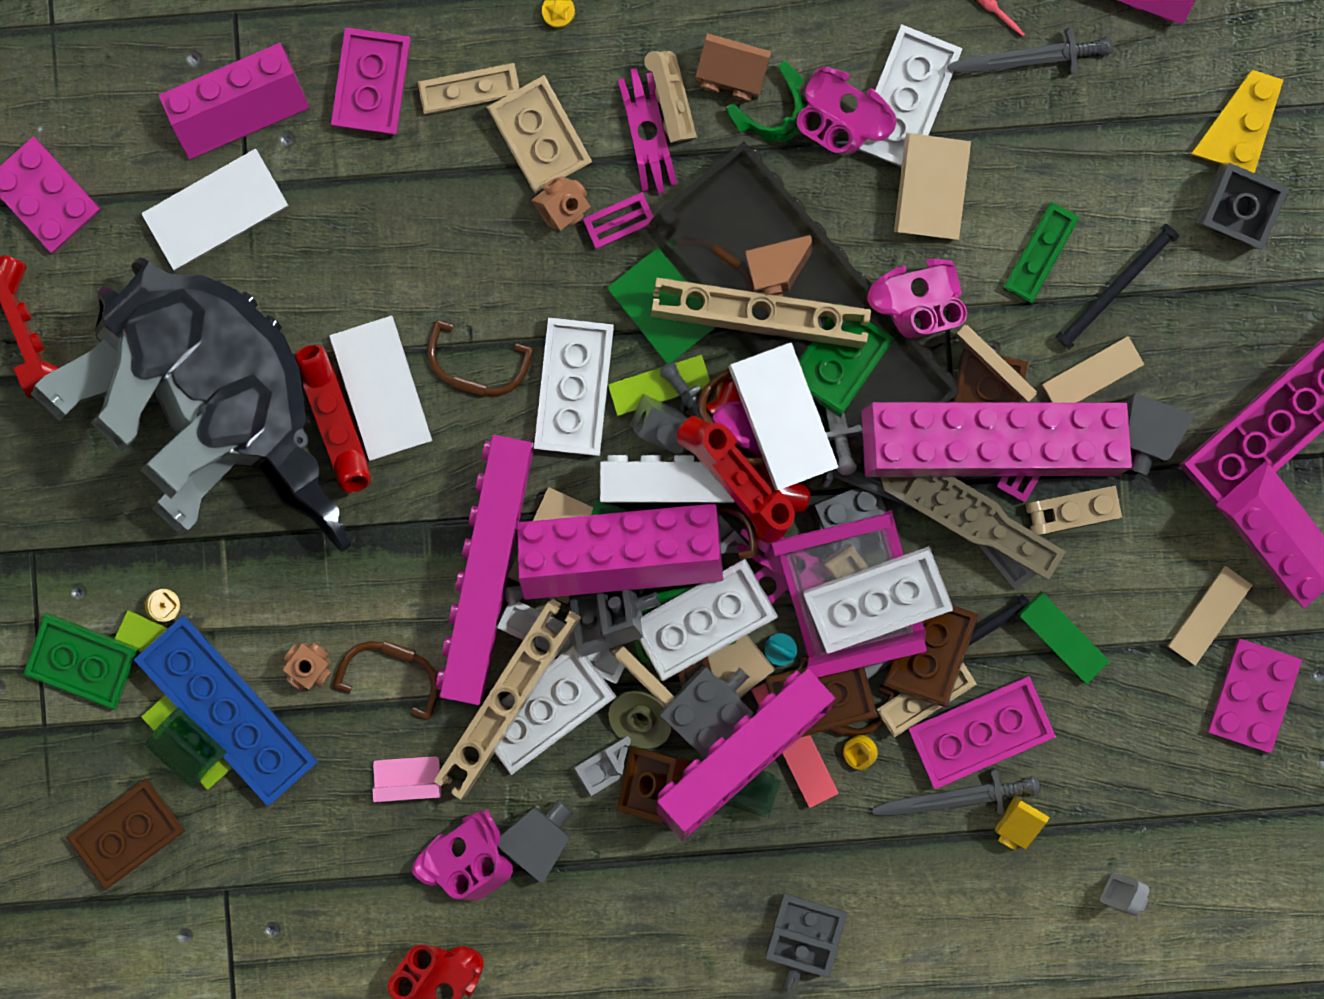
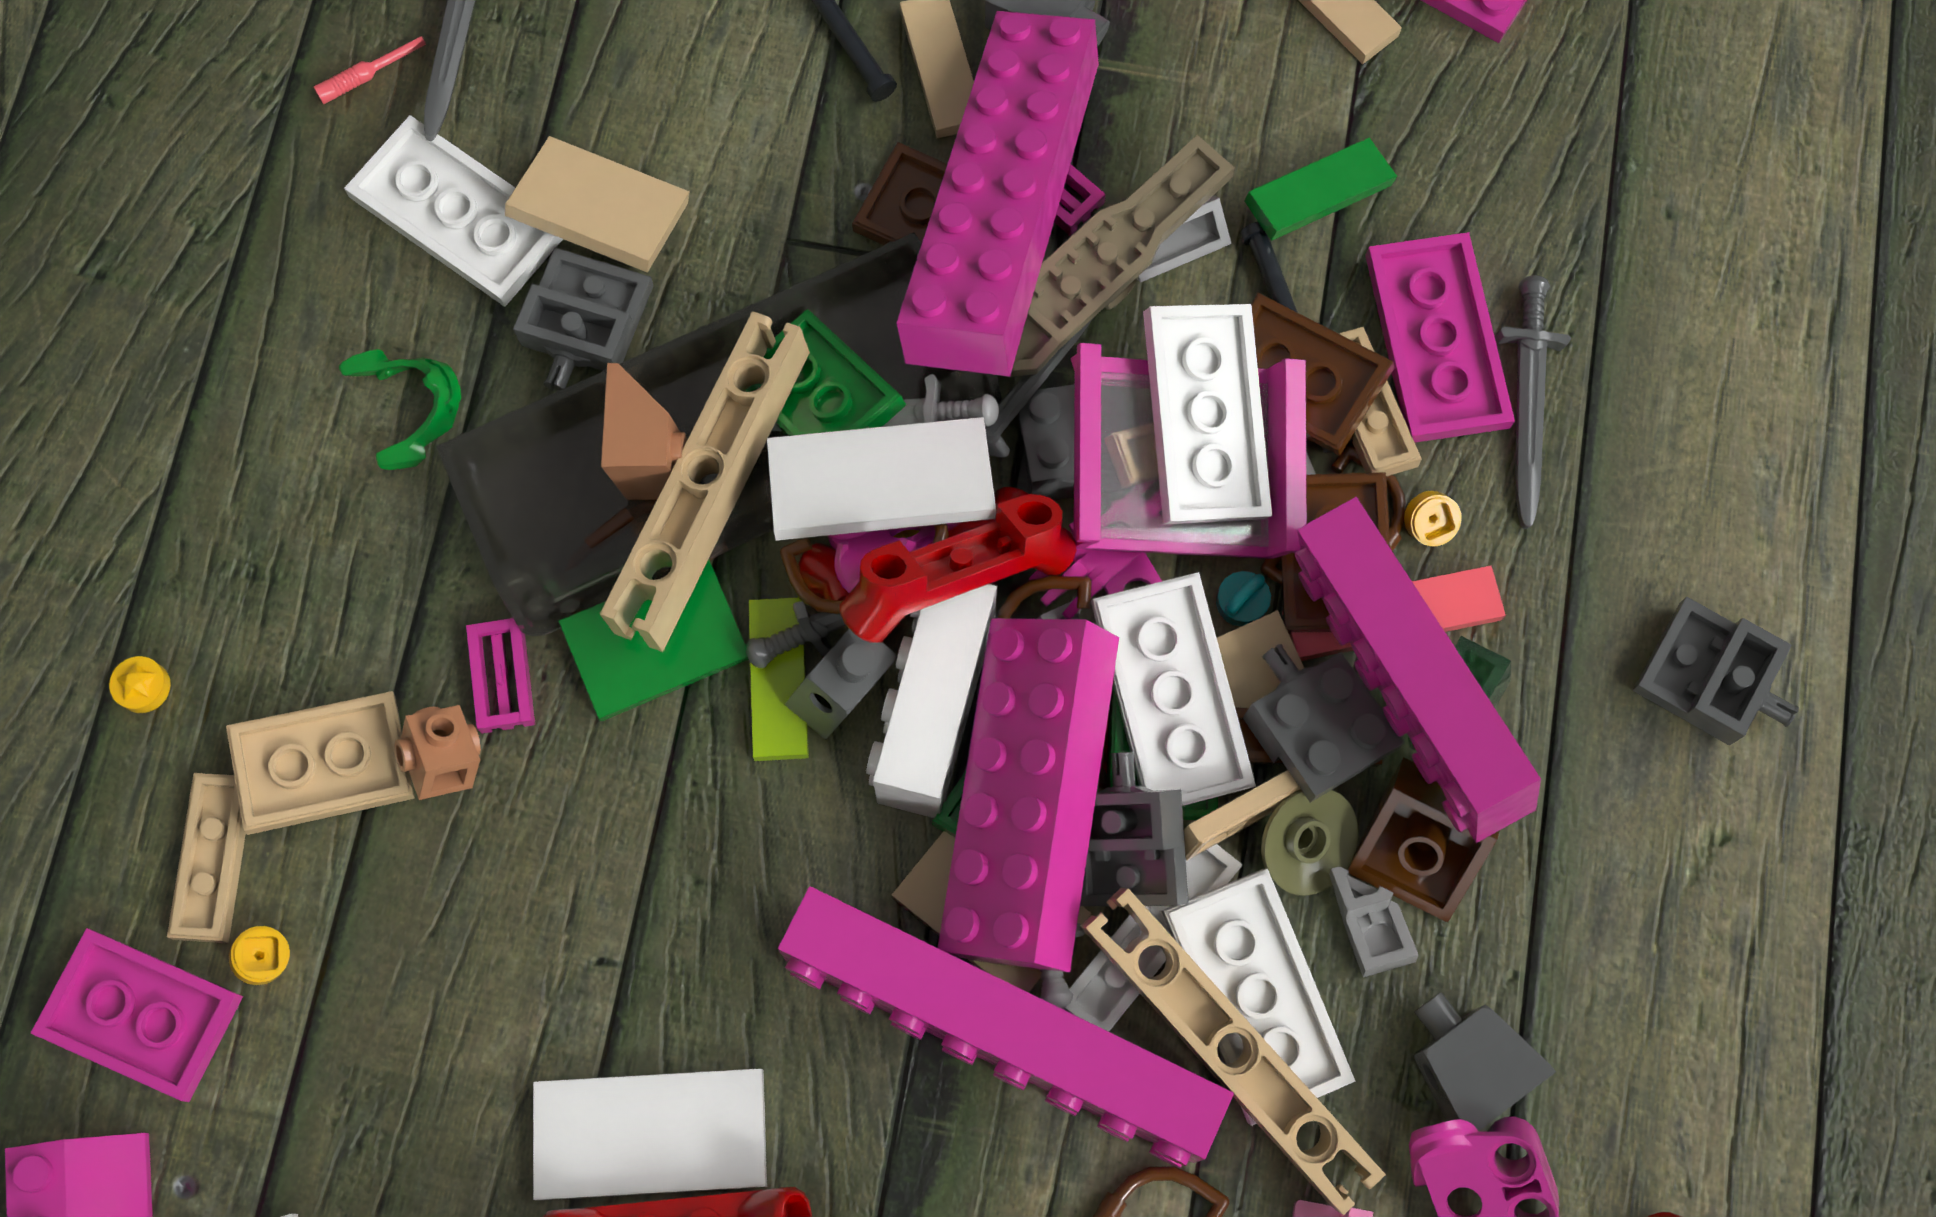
camera: 75 degrees left, 15 degrees down
(421, 137) = (259, 955): none -> yellow tile
(468, 385) = (687, 986): reddish brown piece -> none
(574, 386) = (740, 810): white plate -> none
(647, 150) = (405, 604): dark pink piece -> none
(671, 95) = (331, 542): tan plate -> none
(732, 67) = (315, 433): nougat slope -> none
(857, 199) = (582, 314): none -> dark grey plate
(870, 120) = (468, 259): dark pink piece -> none
(893, 297) = (784, 246): dark pink piece -> none
(995, 364) = (886, 176): tan tile -> none
(1020, 824) = (1593, 306): yellow slope -> none
(1041, 252) = (744, 90): green tile -> none
(1075, 510) = (1133, 129): tan plate -> none
(1125, 894) = (1730, 187): light grey piece -> none

